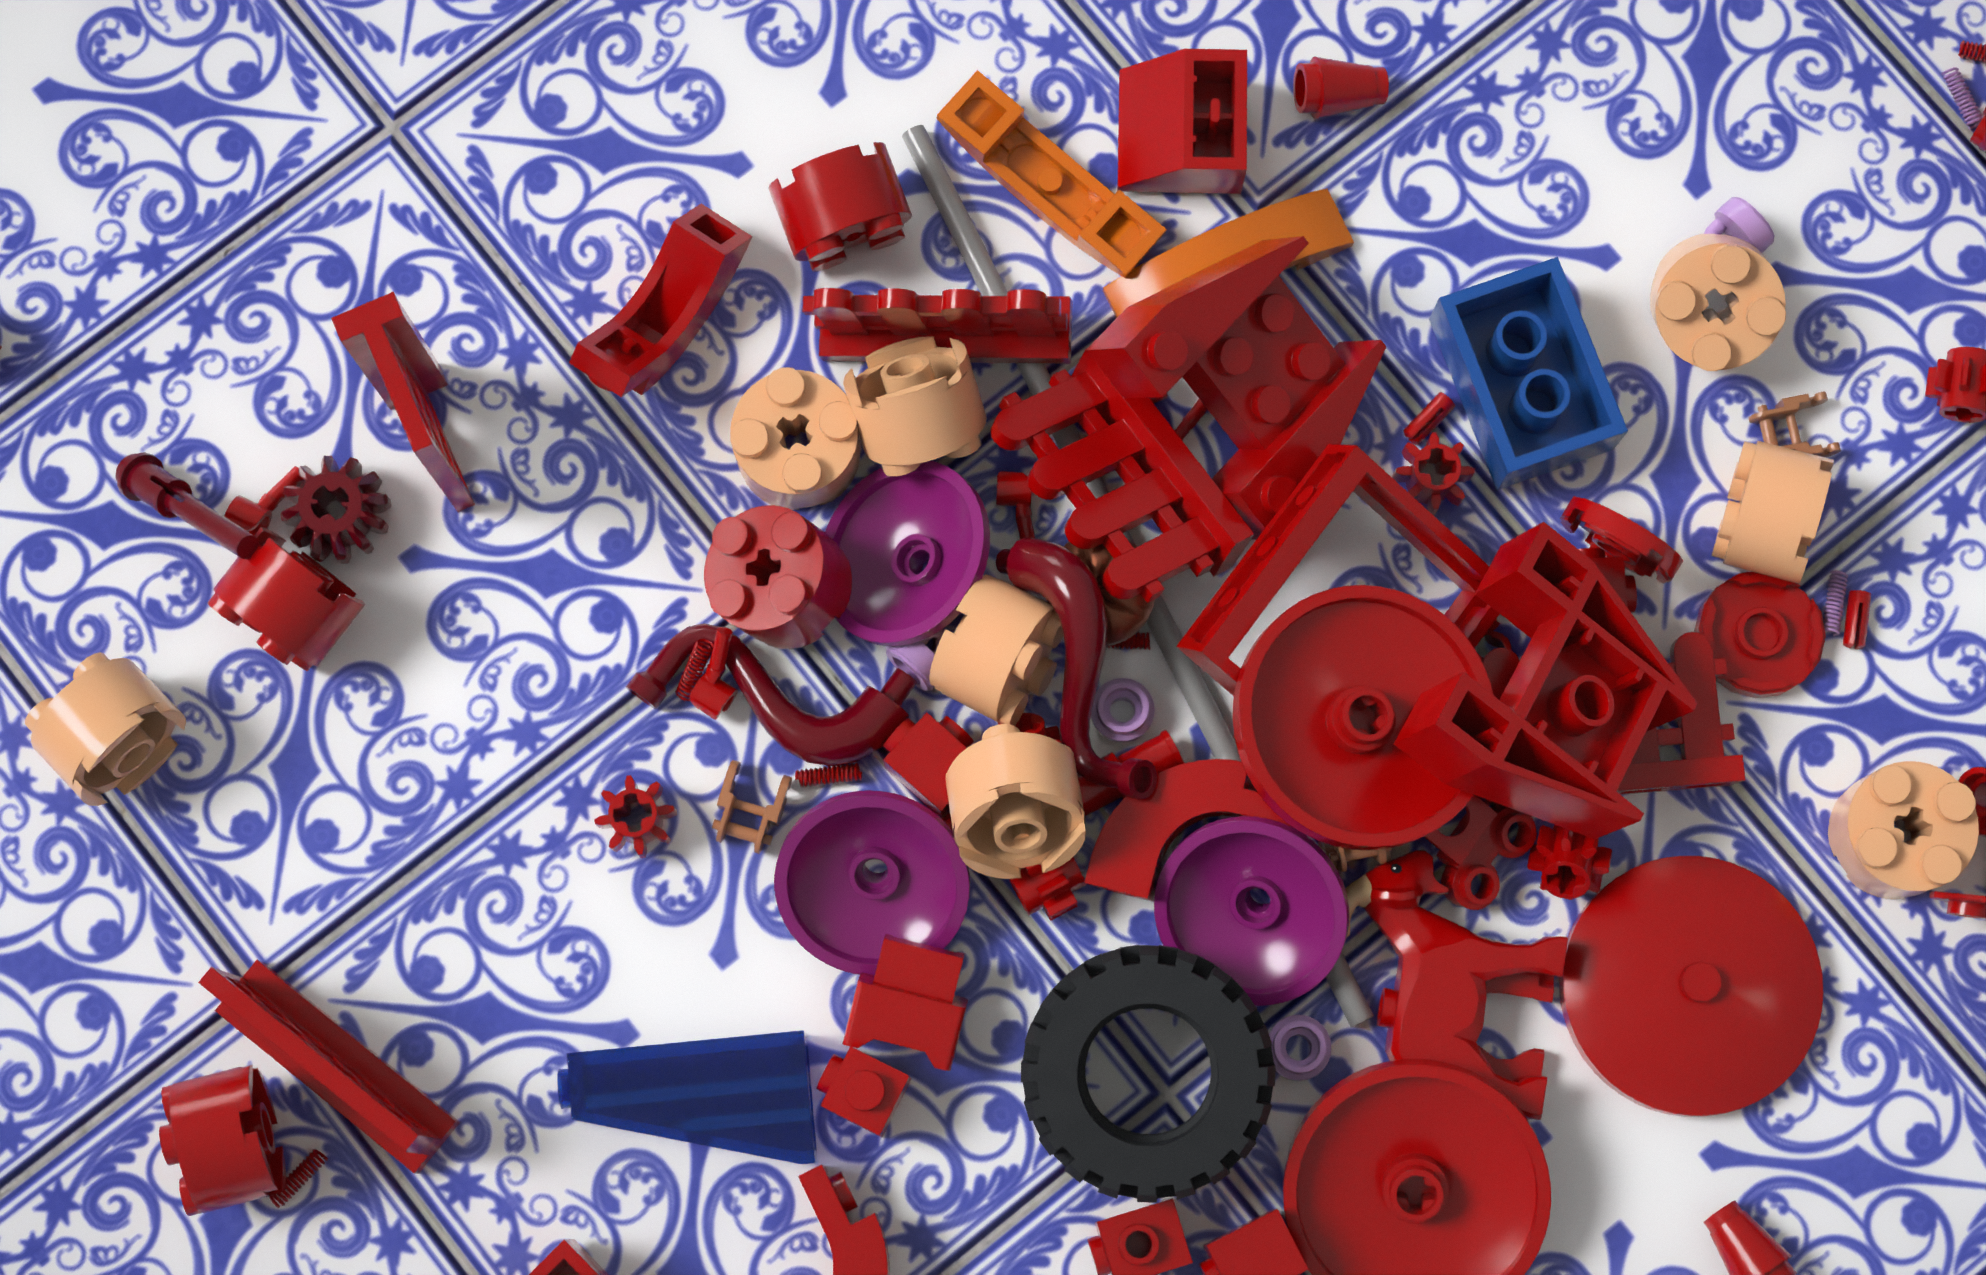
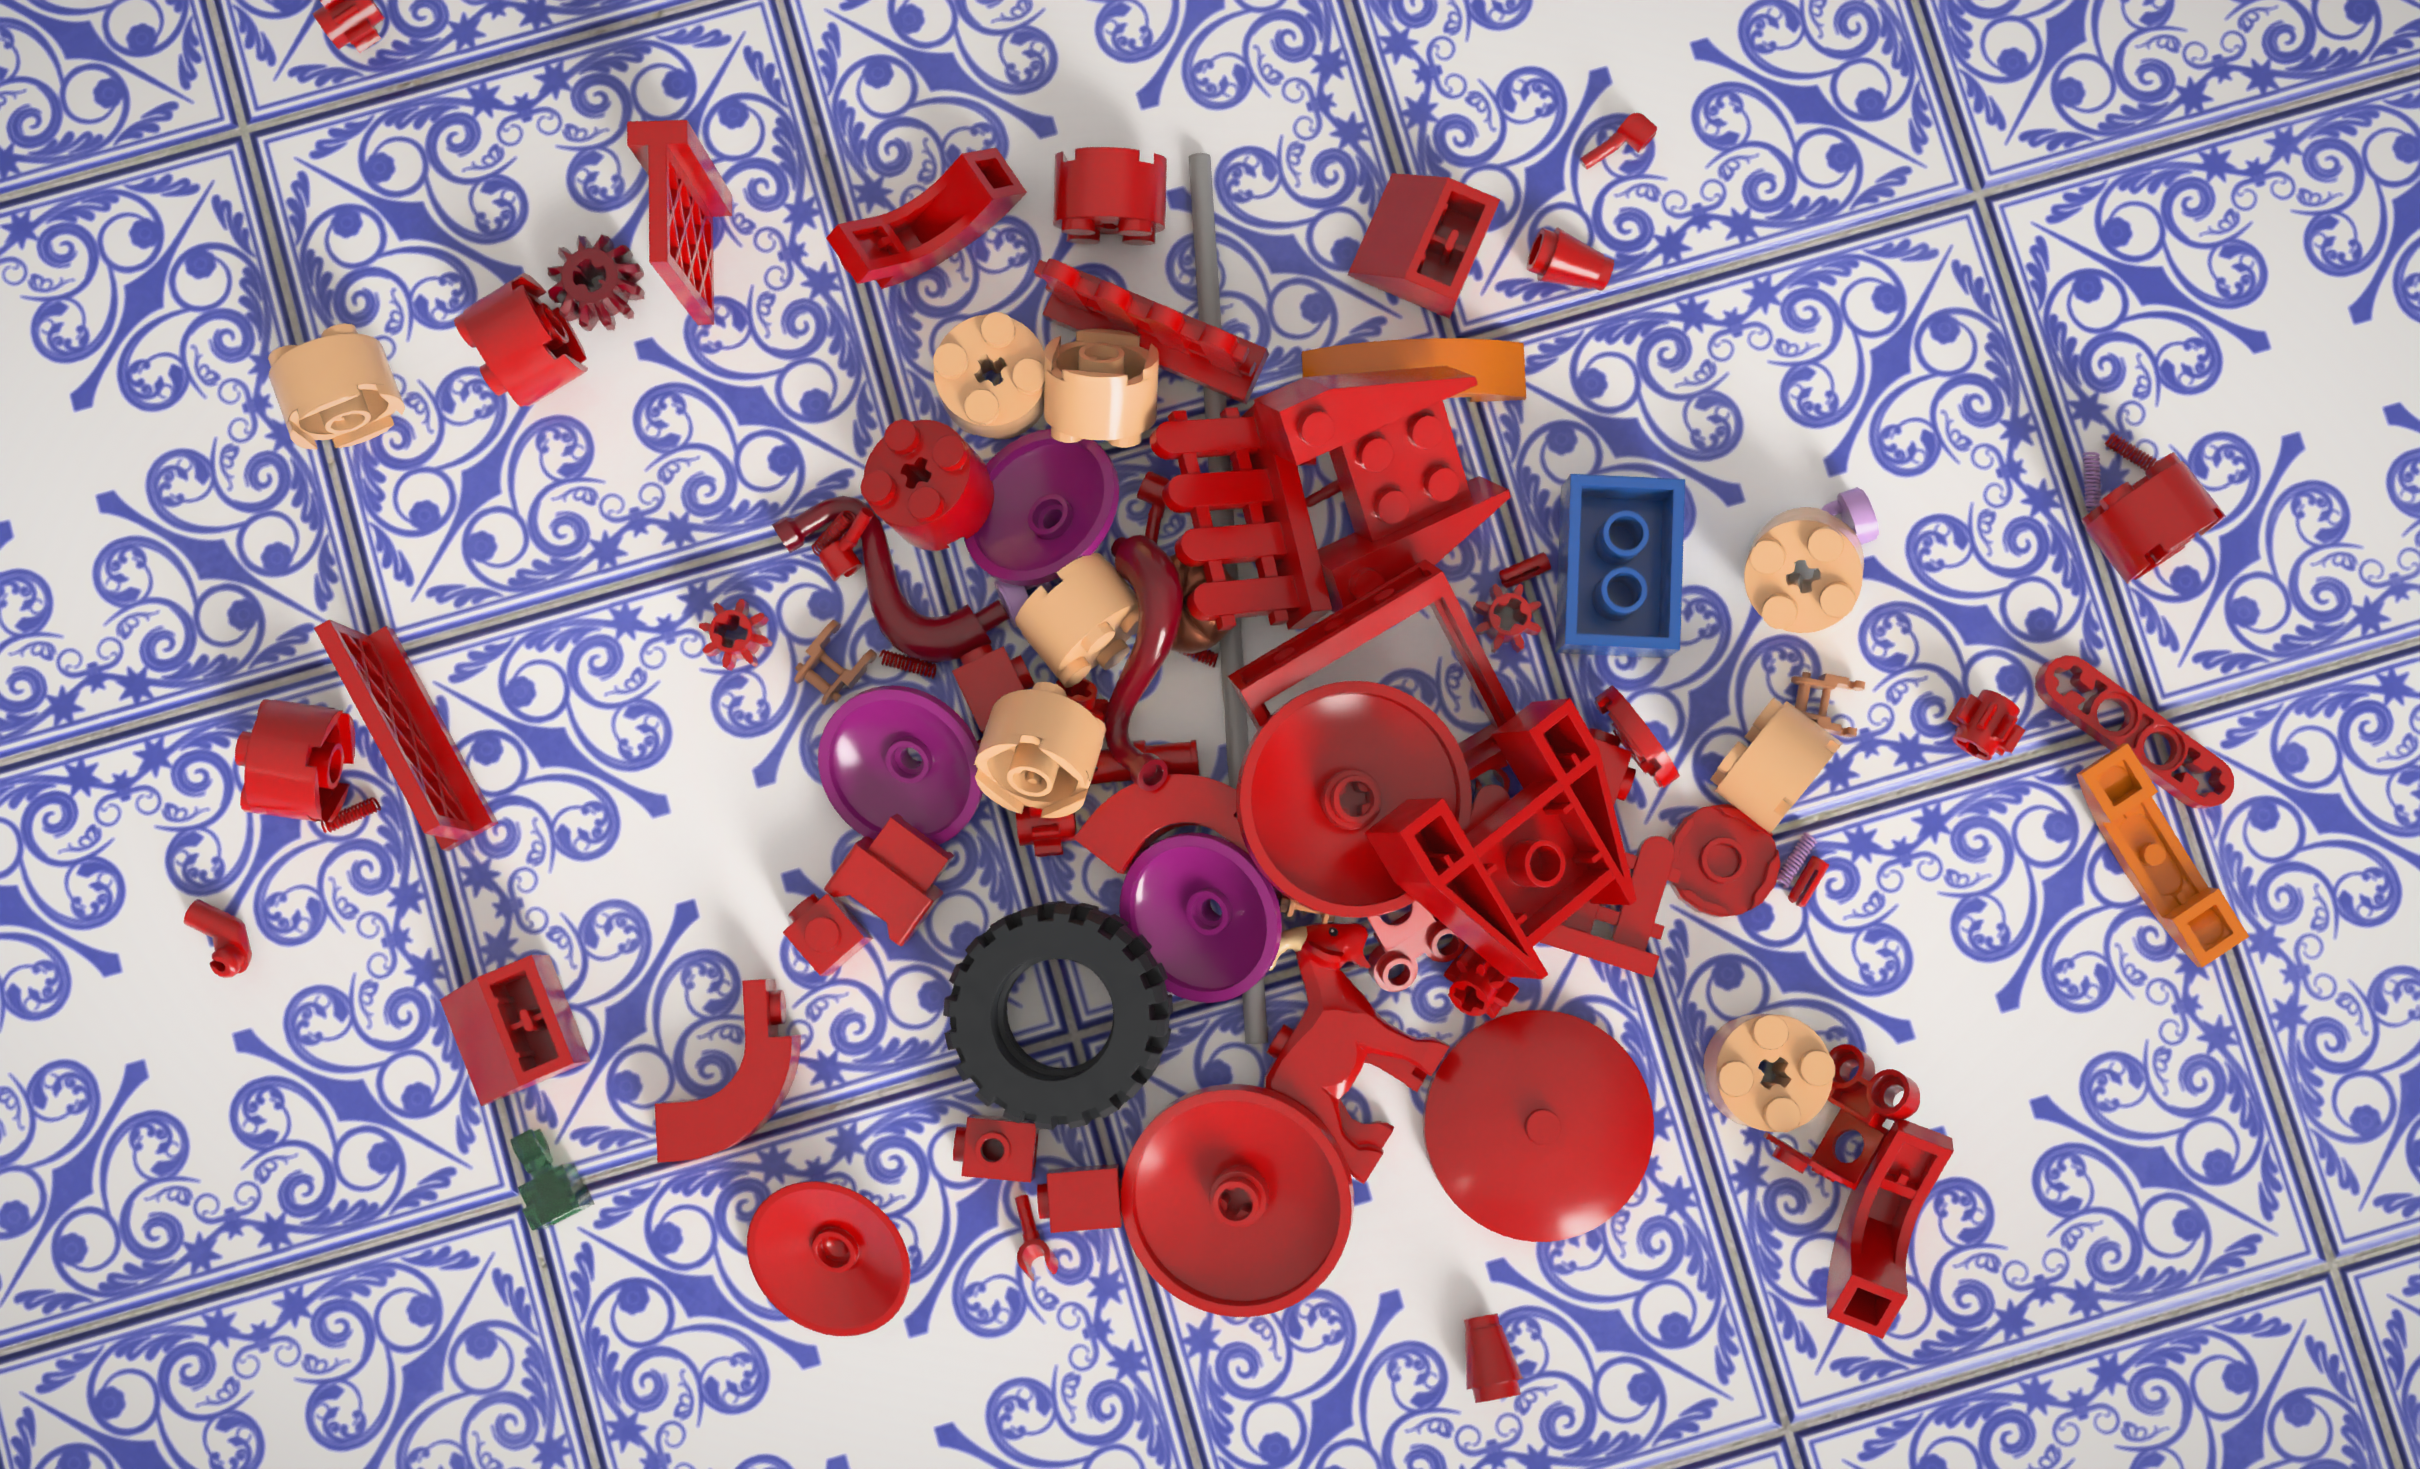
camera: 20 degrees right, 5 degrees up
(144, 479) = (452, 195): dark red pin -> none
(256, 515) = (523, 259): red hand -> none
(711, 1093) = (705, 886): clear blue slope -> none
(1047, 178) = (1293, 240): orange slope -> none
(1122, 690) = (1163, 691): lavender plate -> none
(1318, 1042) = (1208, 1056): lavender plate -> none

